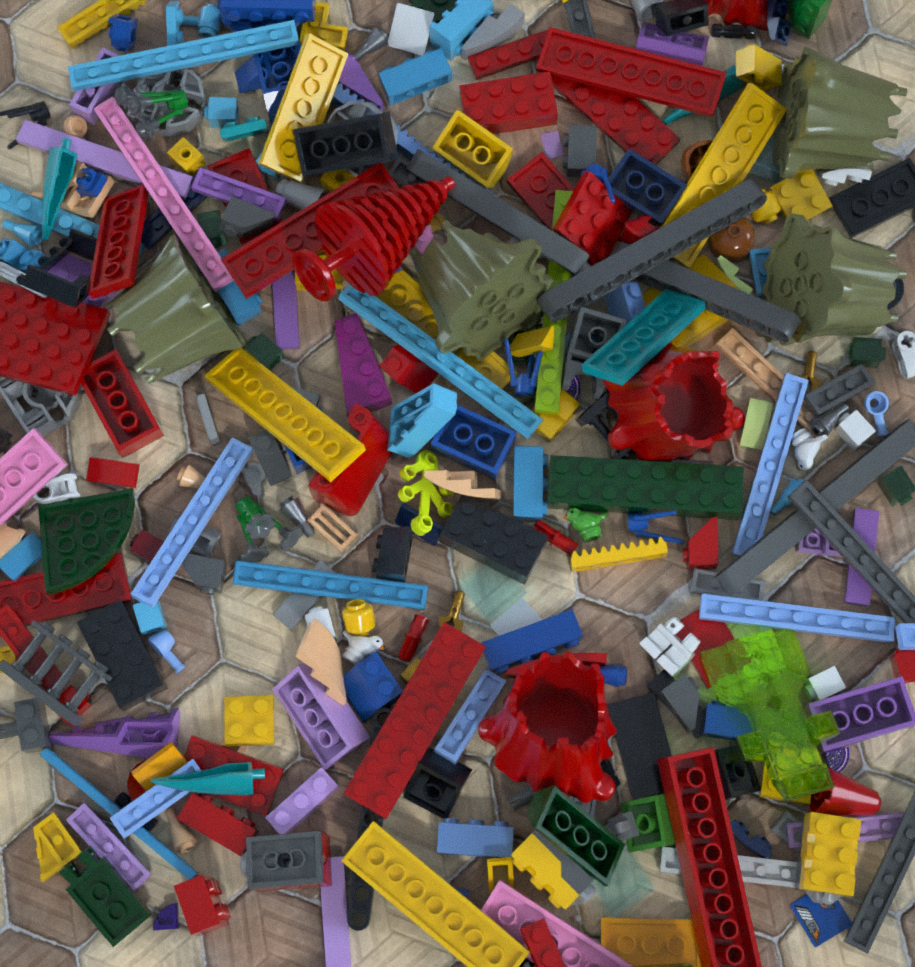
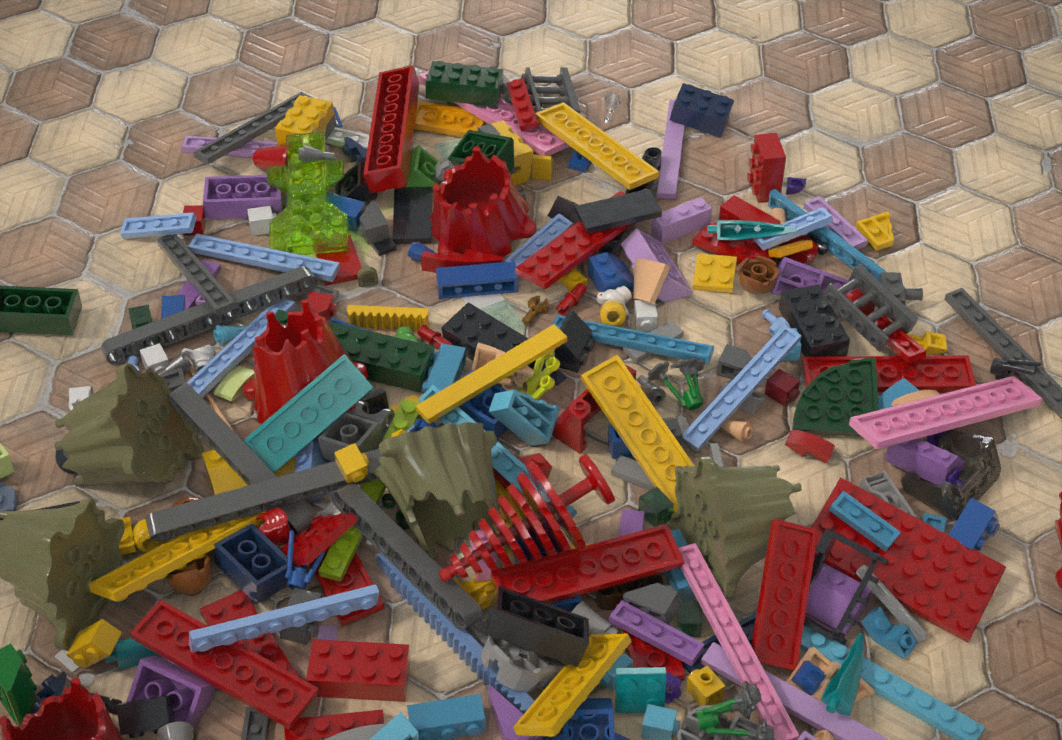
camera: 170 degrees left, 30 degrees down
(30, 234) = (878, 651): medium azure cone -> none
(44, 338) = (864, 521): none -> dark azure plate
(59, 489) = (859, 444): white piece -> none
(105, 896) = (841, 196): dark green tile -> none
(120, 404) = (798, 467): red brick -> none
(193, 711) = (758, 275): none -> dark orange cylinder
(221, 151) = (675, 691): none -> dark purple plant
(287, 861) = (699, 178): dark grey piece -> none
(359, 368) = (566, 470): magenta wedge -> none
(378, 760) = (618, 211): none -> black tile
(466, 454) = (491, 373): none -> yellow tile
(474, 149) = (413, 622): yellow slope -> none
(475, 838) = (556, 182): medium blue brick -> none
(576, 277) = (352, 463): none -> yellow brick
(592, 116) = (283, 618): none -> light blue plate
(662, 617) = (367, 276): none -> olive tile
(663, 638) = (370, 253): white hips -> none
(731, 272) = (203, 480): yellowish green slope -> none
(757, 258) = (174, 490): dark azure plate -> none
(789, 754) = (309, 154): none -> flat silver cone
(871, 515) = (172, 305): none -> blue sticker

